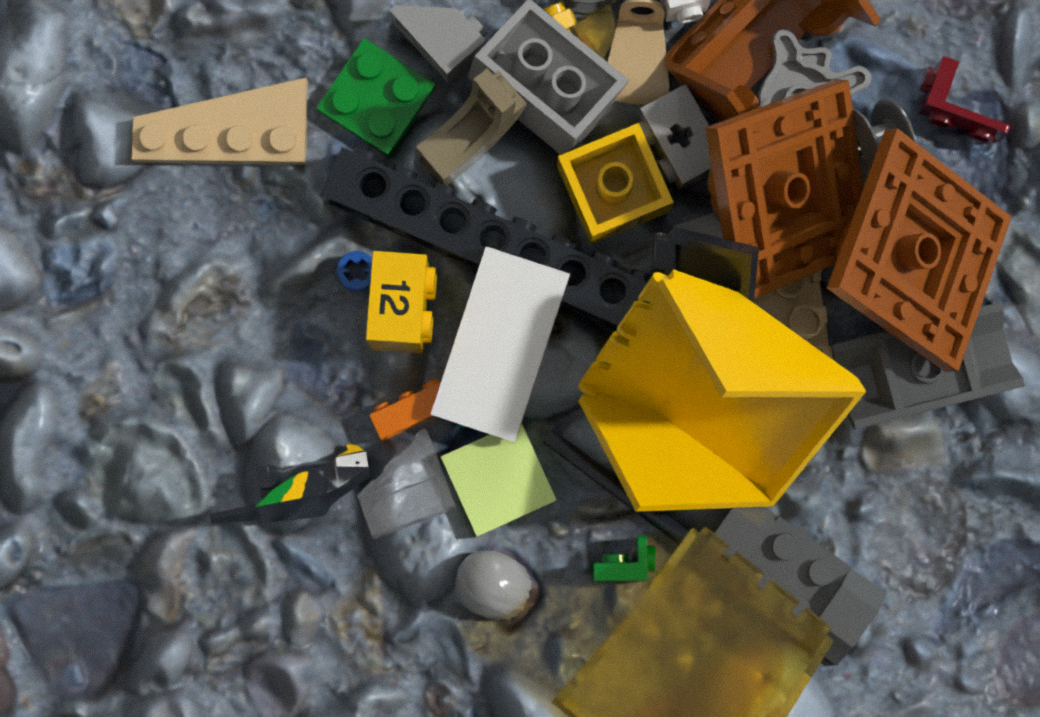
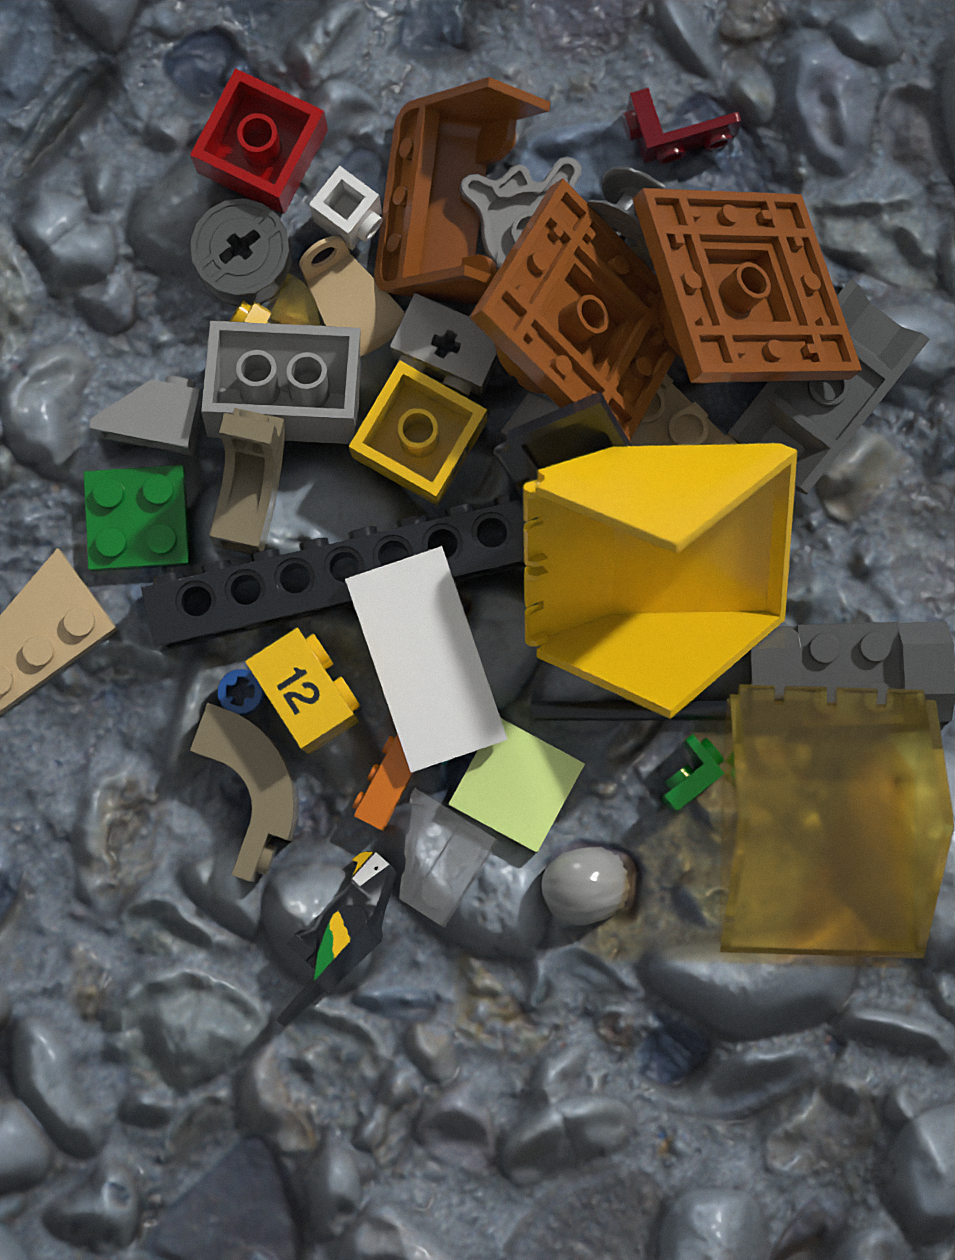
camera: 30 degrees left, 0 degrees up
(329, 343) = (267, 775): none -> dark tan arch

